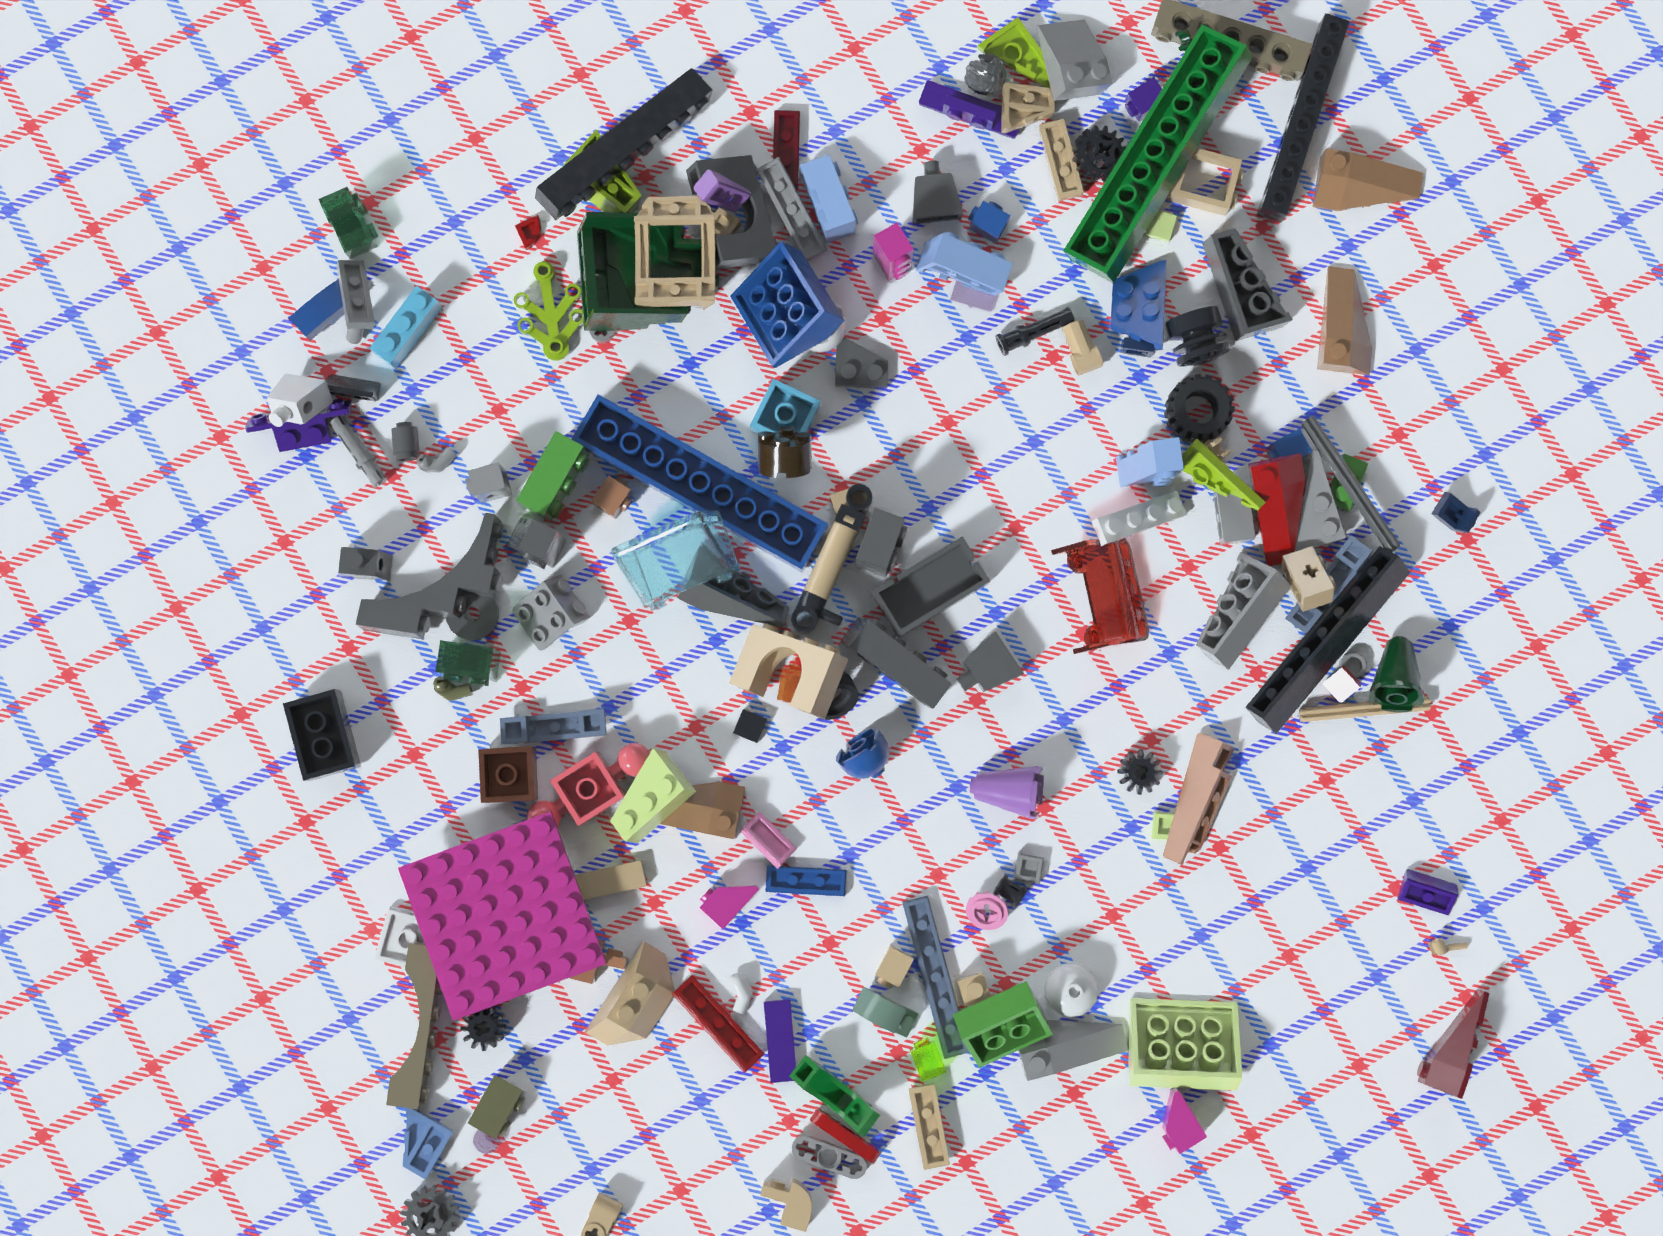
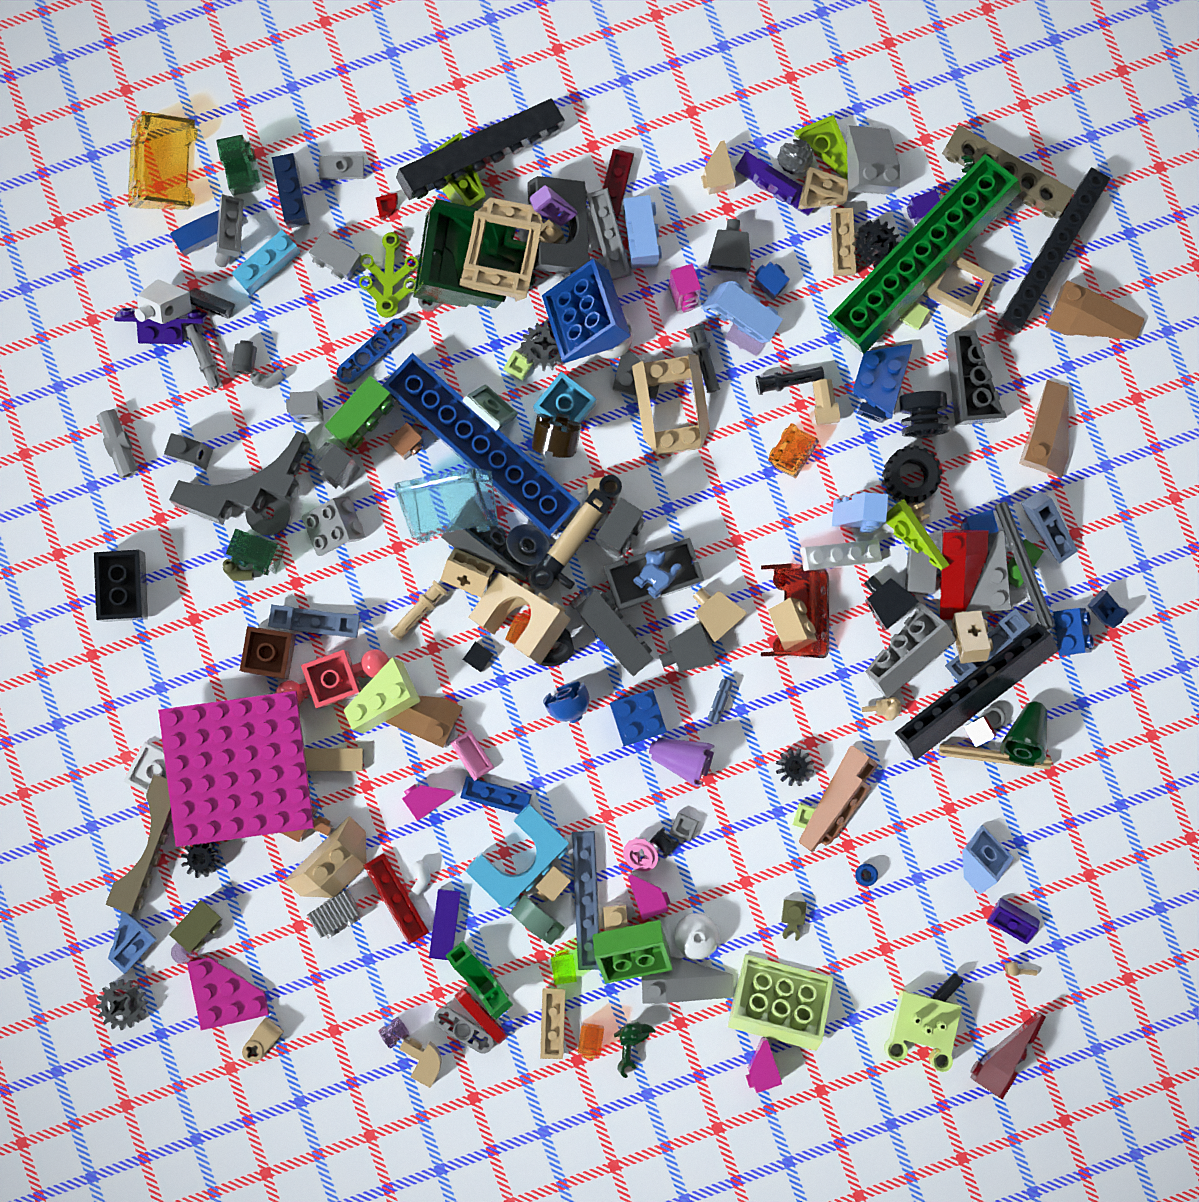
camera: 10 degrees right, 0 degrees up
(258, 238) = (160, 162): none -> clear yellow windscreen
(281, 572) = (117, 443): none -> light grey piece
(415, 239) = (290, 190): none -> dark blue brick
(468, 199) = (341, 167): none -> light grey plate
(484, 302) = (335, 256): none -> light grey brick
(545, 1178) = (223, 995): none -> dark pink plate
(554, 405) = (369, 348): none -> blue beam
(651, 1057) = (334, 914): none -> light grey brick
(676, 677) = (426, 602): none -> tan pin
(701, 437) = (490, 407): none -> sand green tile
(717, 632) = (467, 572): none -> tan brick
(721, 382) = (517, 365): none -> yellowish green tile
(736, 356) = (535, 346): none -> dark grey gear
(749, 1177) = (393, 1032): none -> clear purple wheel
(781, 577) = (532, 539): none -> dark grey dish
(841, 983) = (506, 887): none -> medium azure arch
(893, 353) = (667, 372): none -> tan wedge
(901, 110) = (718, 172): none -> tan slope
(926, 316) = (701, 348): none -> dark grey pin
(934, 589) = (656, 577): none -> medium blue animal
(948, 755) = (638, 717): none -> blue brick
(976, 1136) = (590, 1040): none -> clear orange brick
(1006, 957) = (648, 897): none -> dark pink slope
(1012, 616) = (717, 613): none -> tan torso
(1023, 1119) = (630, 1036): none -> dark green piece
(1037, 715) = (720, 701): none -> sand blue axle
(1057, 411) = (792, 450): none -> clear orange bracket
(1101, 609) = (792, 624): none -> tan brick
(1175, 940) = (793, 914): none -> olive plate
(1204, 559) = (888, 601): none -> black torso
(1229, 680) = (887, 707): none -> tan piece
(1257, 876) = (873, 875): none -> blue plate
(1355, 1029) = (927, 1022): none -> yellowish green piece
(1368, 432) = (1049, 525): none -> sand blue slope
(1379, 830) = (984, 860): none -> light blue slope
(1422, 547) = (1073, 631): none -> blue bracket

